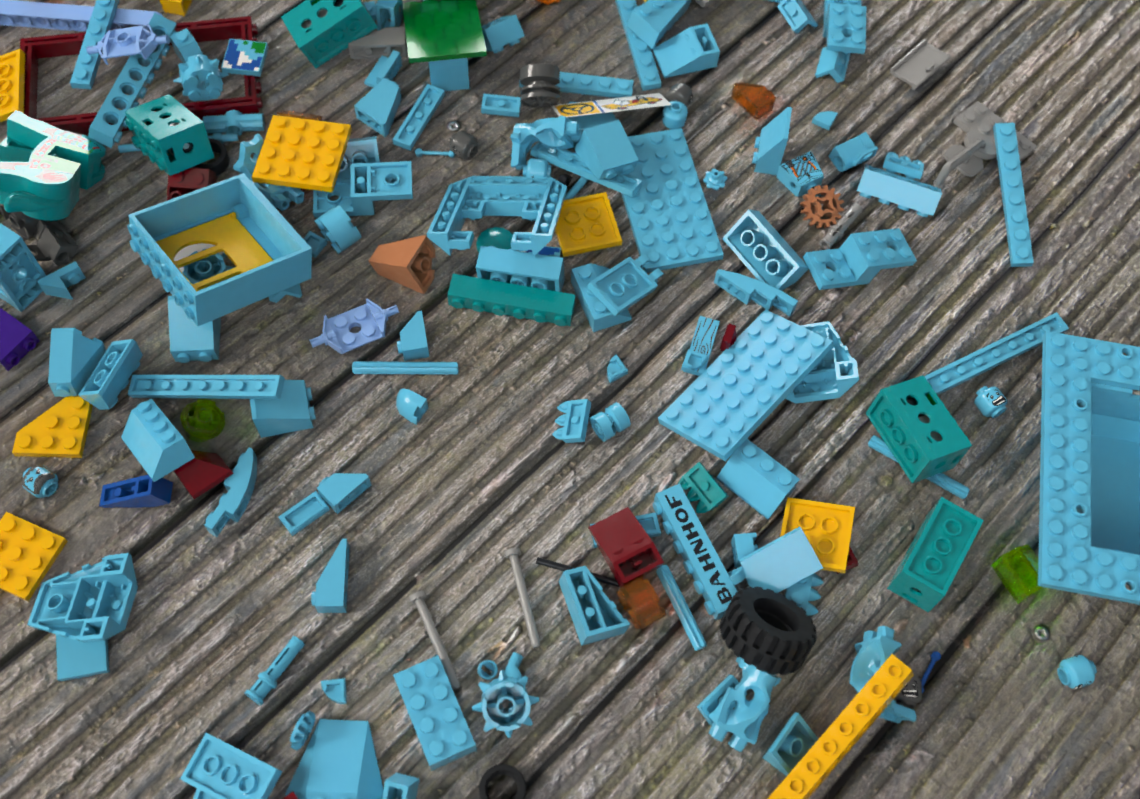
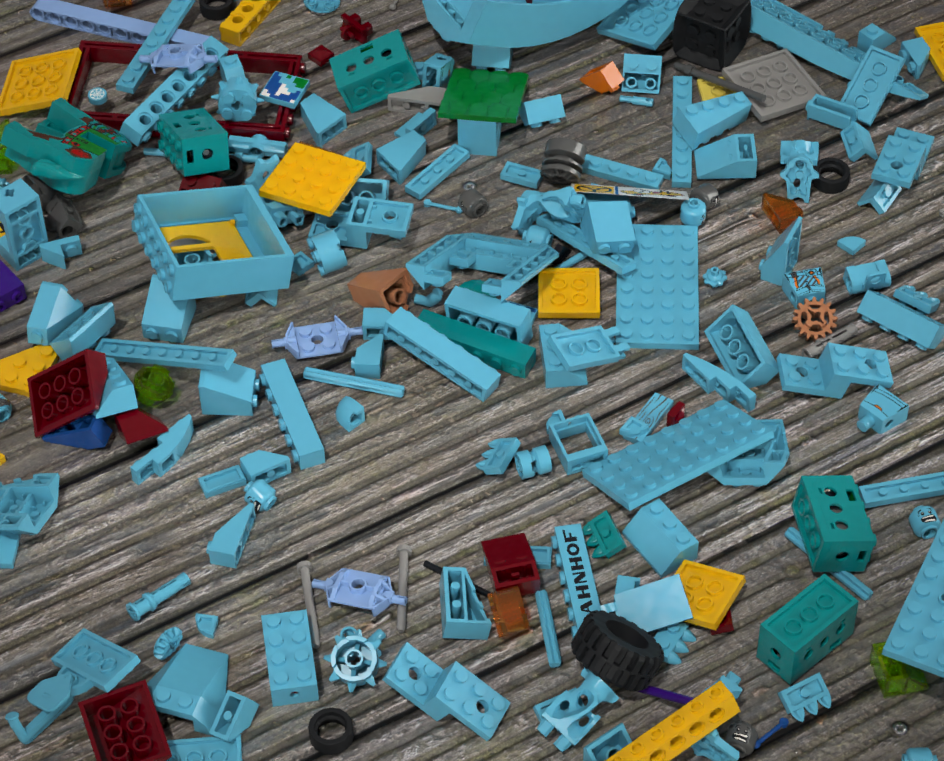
camera: 20 degrees right, 15 degrees down
(54, 98) = (97, 96): none -> medium azure tile
(113, 454) = (67, 391): none -> dark red slope
(268, 11) = (320, 55): none -> dark red tile
(289, 81) = (322, 119): none -> medium azure slope
(340, 113) = (362, 153): none -> medium azure plate
(348, 523) = (260, 494): none -> medium azure head
(355, 420) = (292, 414): none -> medium azure brick
(414, 297) = (374, 322): none -> medium azure slope
(453, 260) = (429, 300): none -> medium azure arm
(485, 320) = (442, 354): none -> medium azure brick
(498, 620) = (374, 594): none -> light blue plate
(582, 6) = (635, 100): none -> medium azure piece
(607, 714) = (446, 691): none -> medium azure bracket
(630, 73) = (662, 168): none -> medium azure tile
(656, 407) = (579, 460): none -> medium azure window
(758, 41) = (799, 160): none -> medium azure hips
(786, 41) = (829, 185): none -> black tyre
(840, 665) = (667, 695): none -> dark purple bar
(912, 291) = (881, 411): none -> medium azure torso
(948, 623) = (805, 695): none -> medium azure plate

